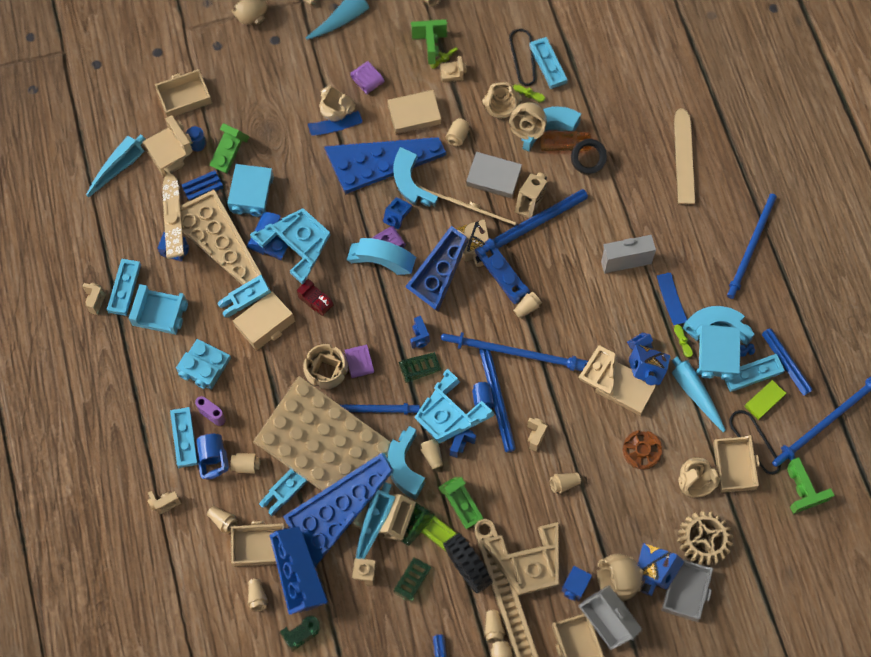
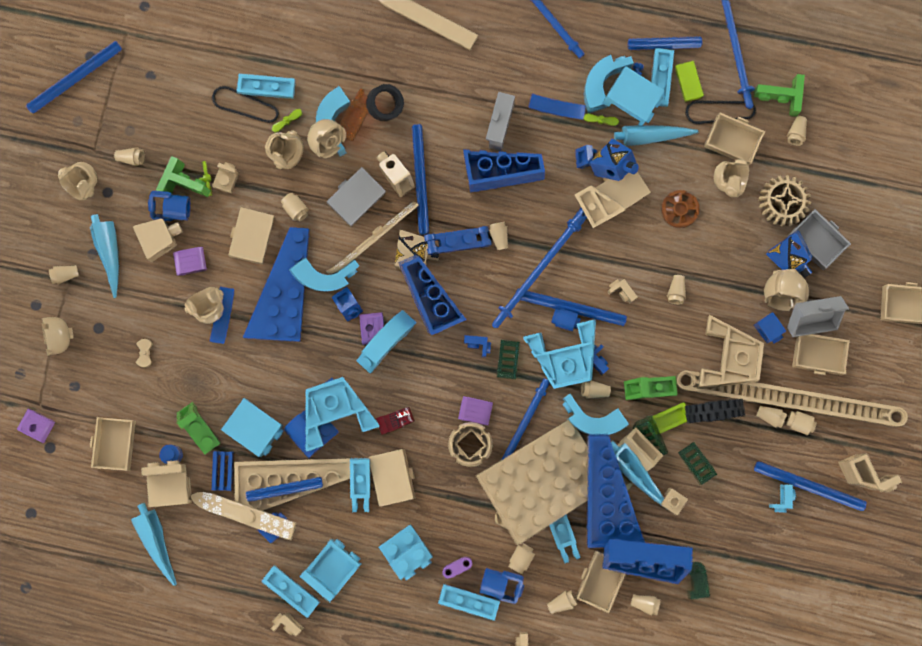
camera: 60 degrees left, 15 degrees up
(170, 33) = (36, 425): none -> medium lavender piece
(209, 237) = (284, 489): none -> blue axle
(266, 84) = (144, 360): none -> tan piece
(372, 43) = (157, 237): none -> tan torso
(404, 41) = (174, 206): none -> blue piece
(586, 276) = (501, 169): none -> blue wedge
(778, 519) = (797, 133): none -> tan cone

